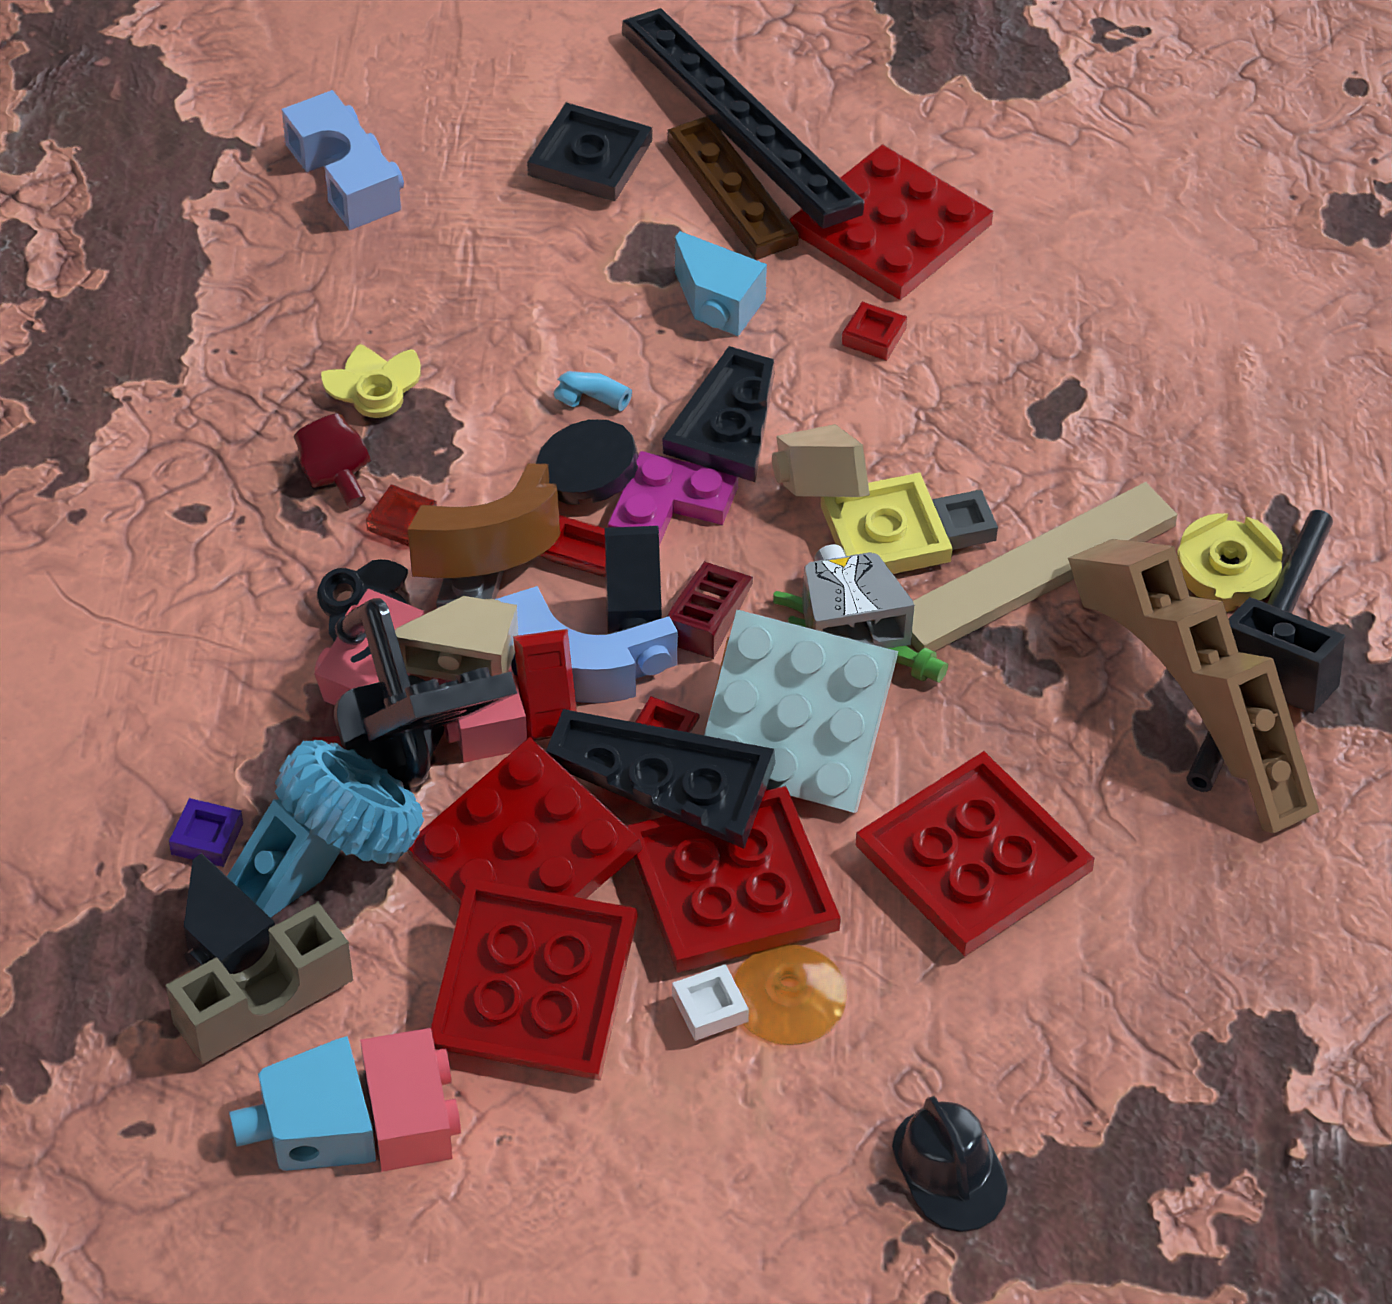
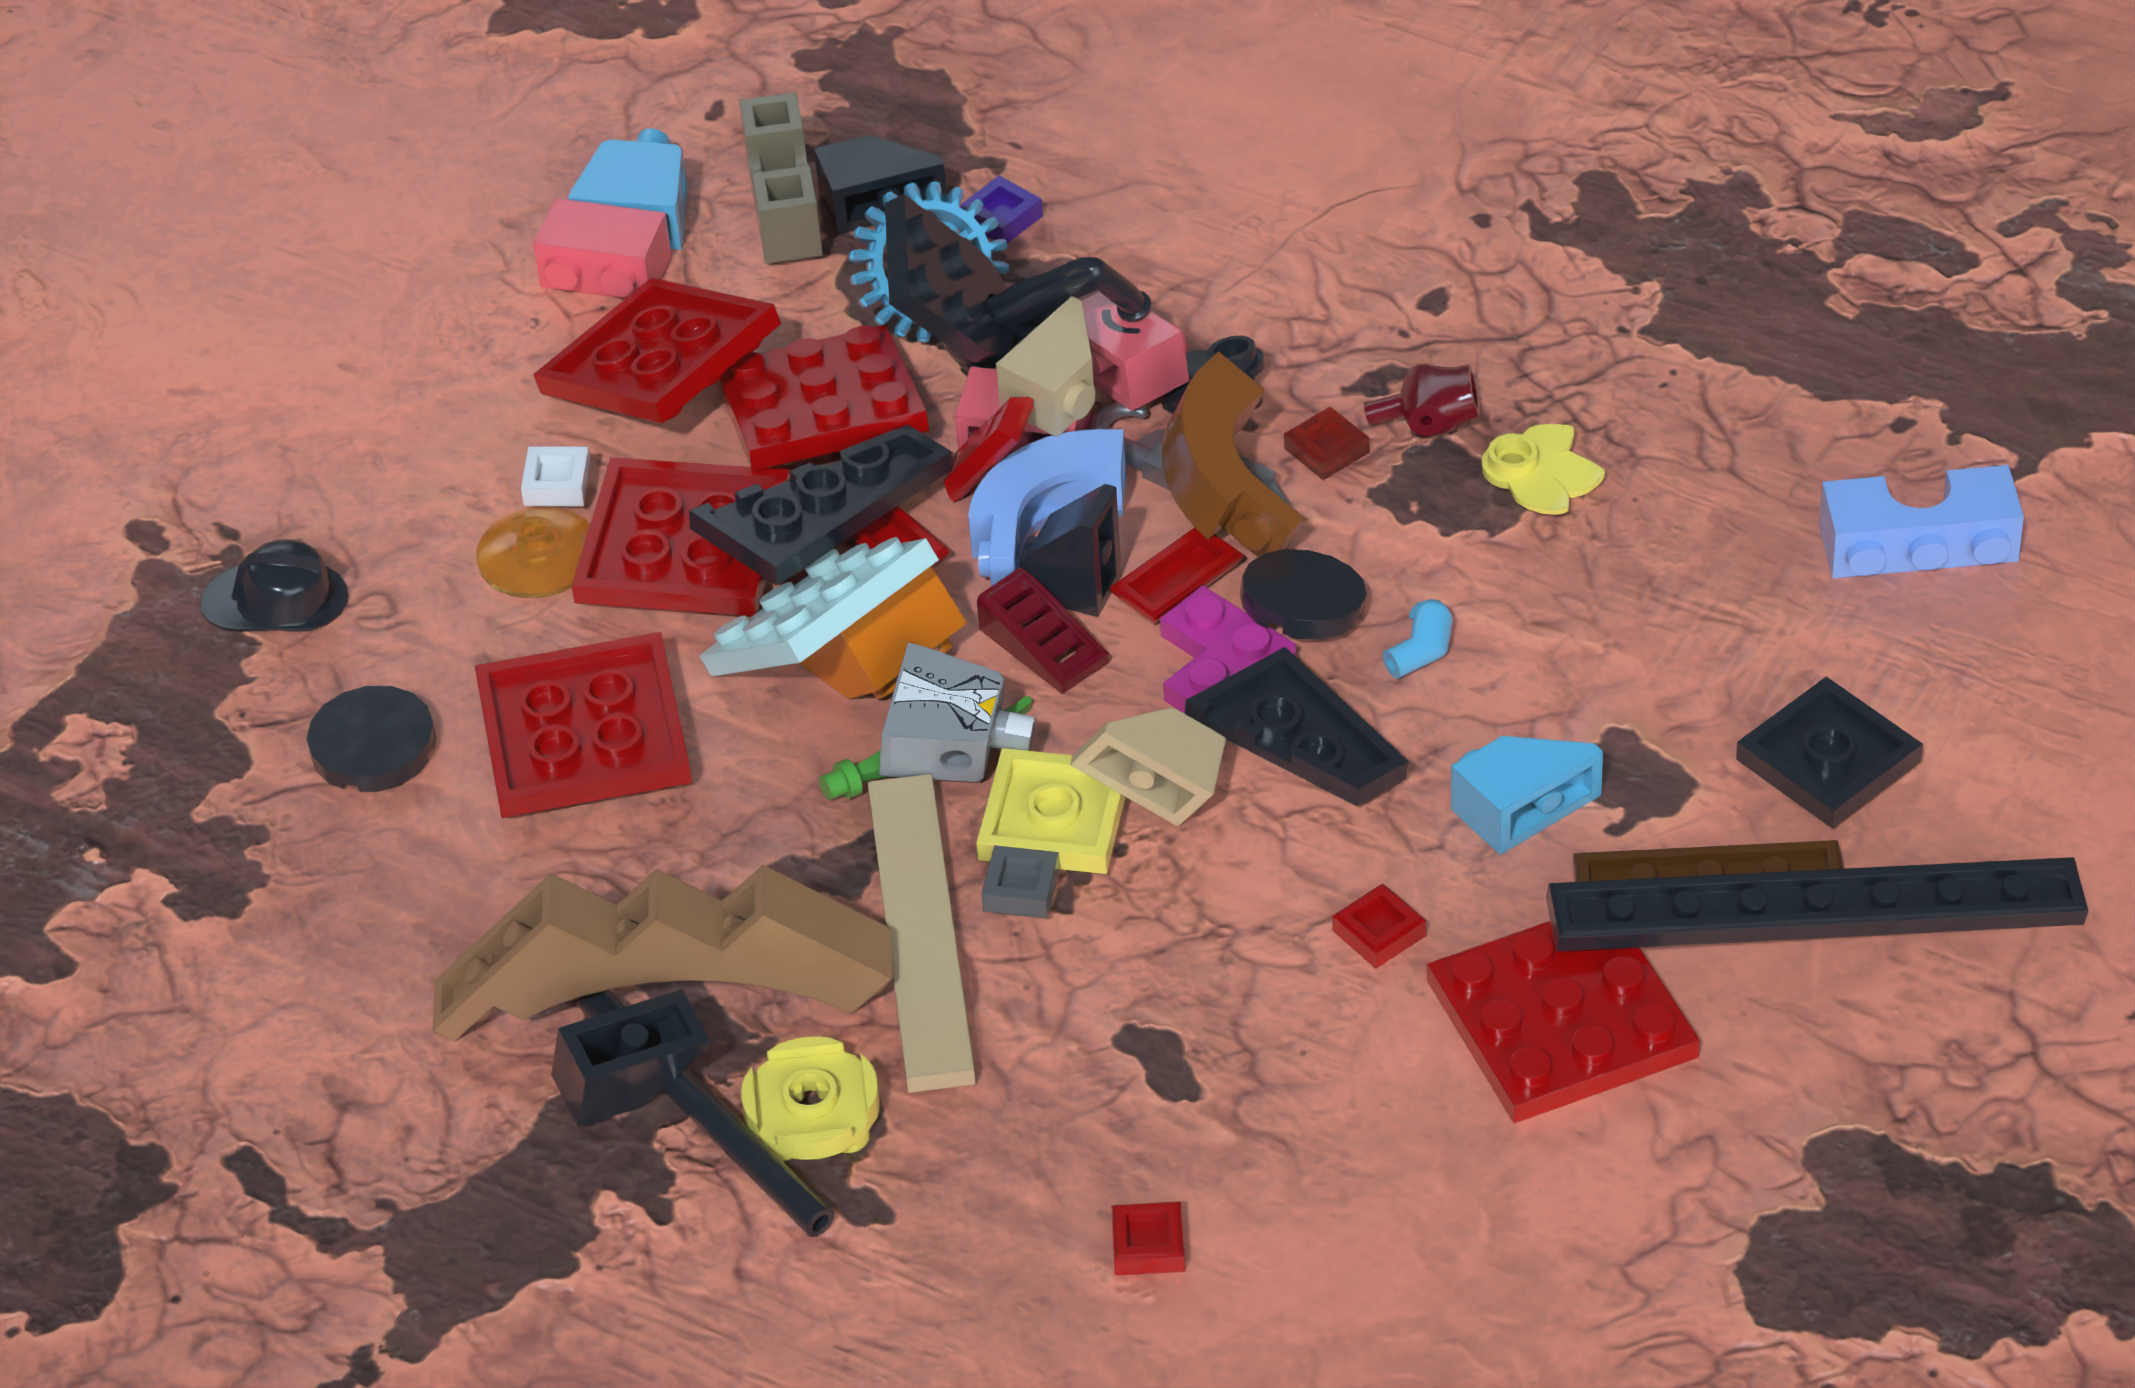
camera: 120 degrees right, 5 degrees down
(1067, 1000) = (371, 738): none -> black tile
(1210, 355) = (1148, 1238): none -> red tile

